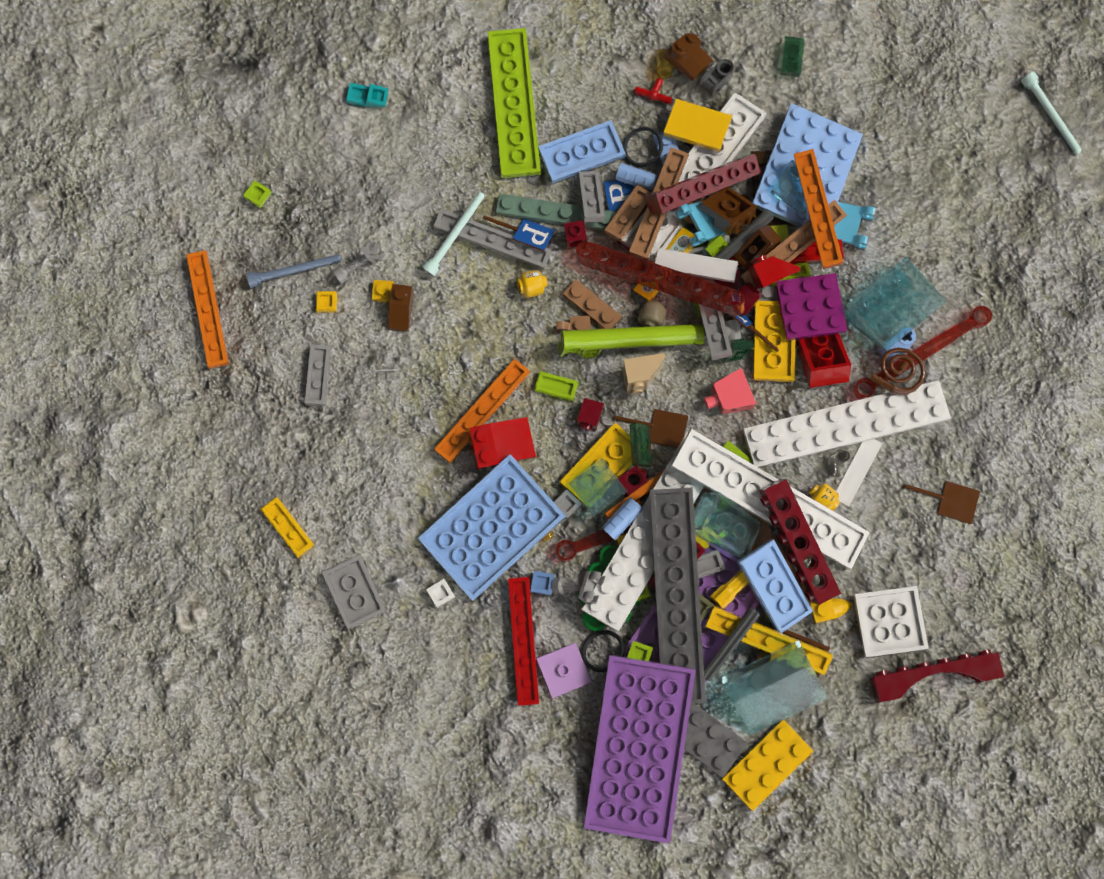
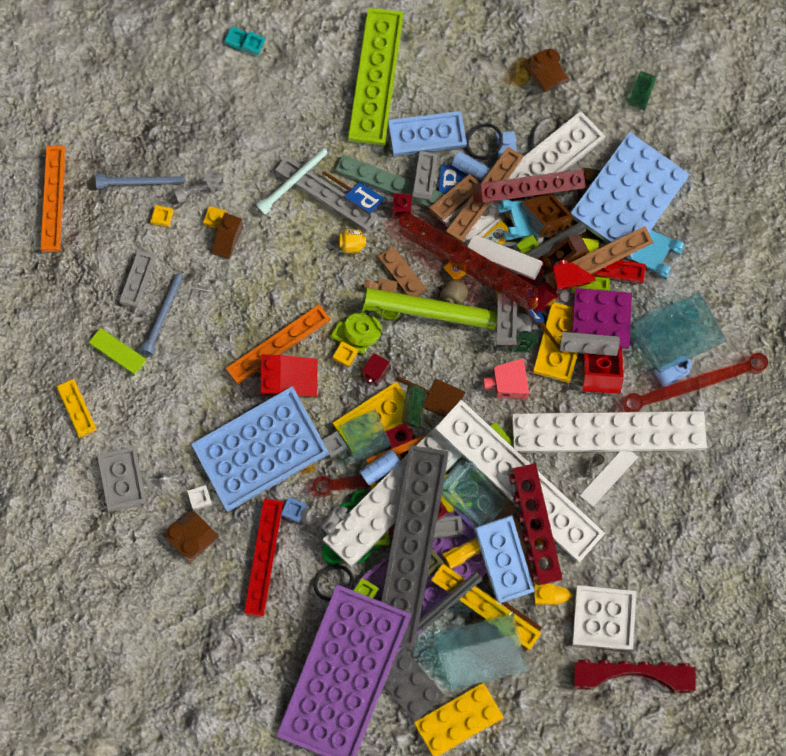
camera: 10 degrees right, 5 degrees down
(257, 194) = (123, 106): lime plate -> none
(316, 456) = (117, 351): none -> lime tile
(347, 444) = (148, 347): none -> sand blue piece
(441, 635) = (190, 536): none -> reddish brown slope
(555, 405) = (345, 354): none -> yellow plate
(564, 670) = (294, 593): lavender plate -> none
(566, 375) = (362, 329): none -> lime tile
(641, 371) = (432, 341): tan slope -> none
(654, 93) = (506, 97): red piece -> none
(697, 125) = (538, 133): yellow tile -> none
(715, 79) = (565, 96): dark grey piece -> none
(789, 188) = (615, 207): clear light blue plate -> none
(806, 337) = (589, 343): none -> light grey plate
(818, 209) = (627, 231): orange plate -> none
(825, 495) = (572, 490): yellow head -> none
(902, 368) = (671, 391): reddish brown piece -> none
(956, 501) = (693, 525): reddish brown piece -> none

